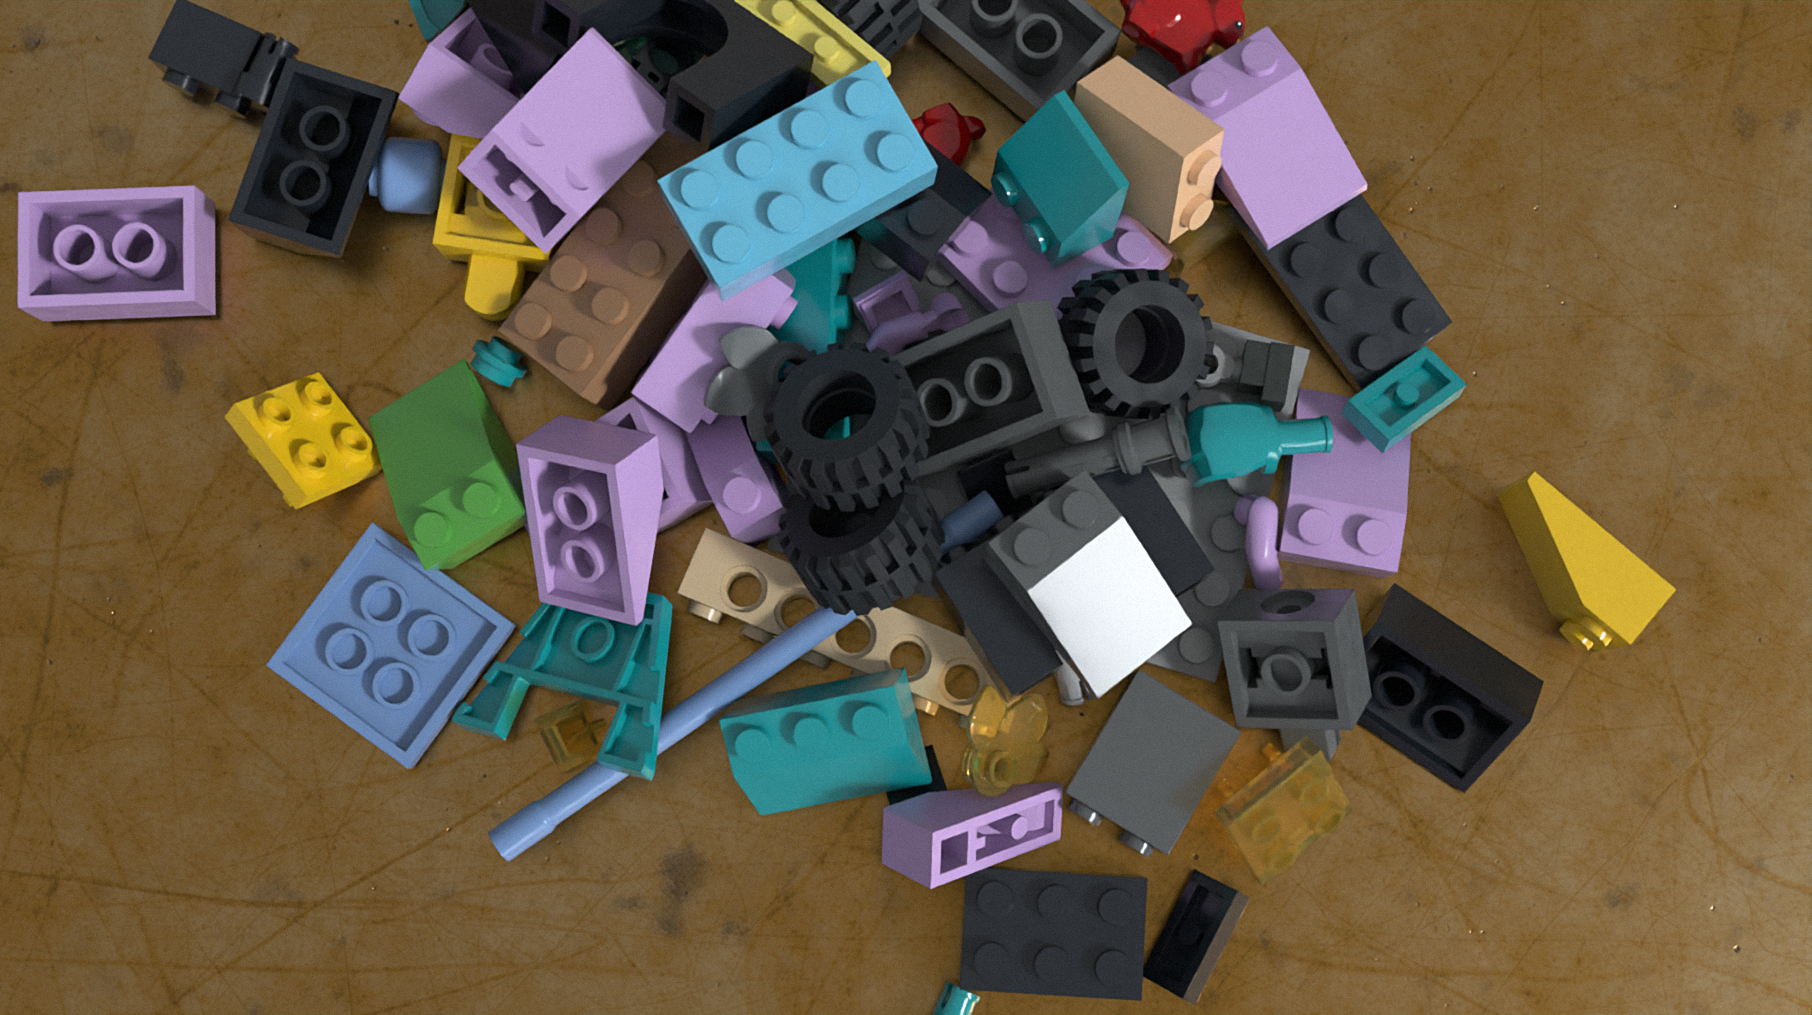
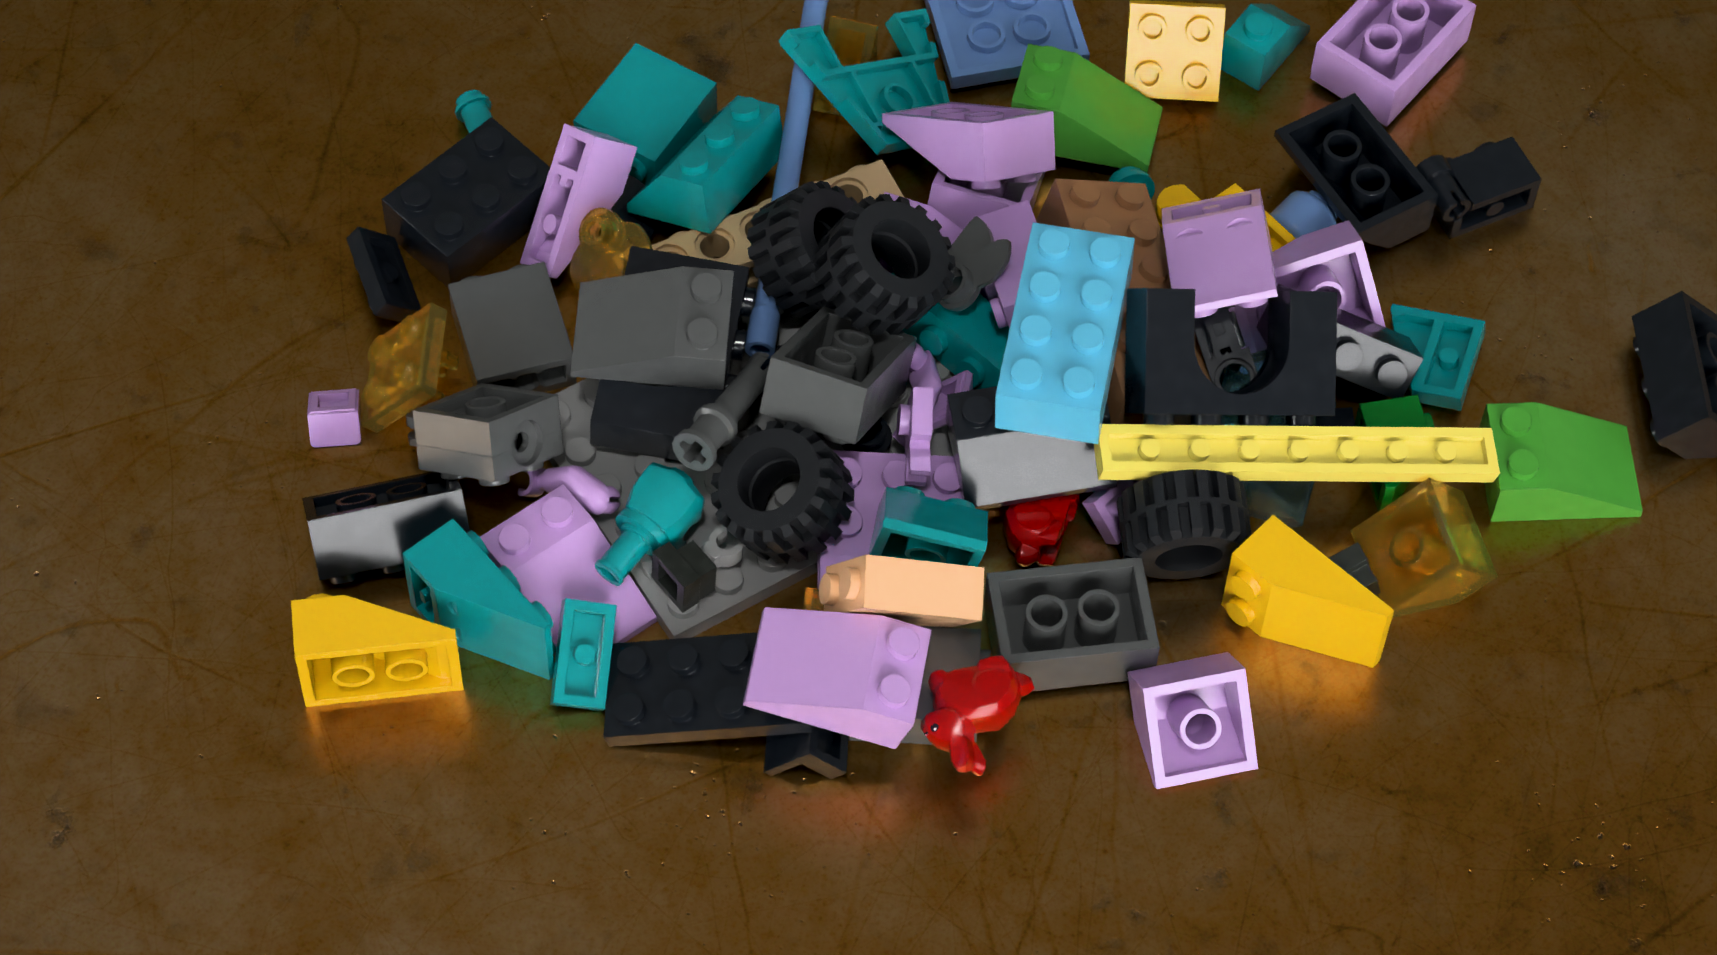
camera: 130 degrees right, 25 degrees down
(206, 380) = (1260, 43): none -> teal slope
(810, 868) = (651, 107): none -> teal brick
(966, 281) = (916, 423): none -> lavender plate
(1362, 846) = (334, 418): none -> lavender slope
(1454, 525) = (464, 590): none -> teal slope

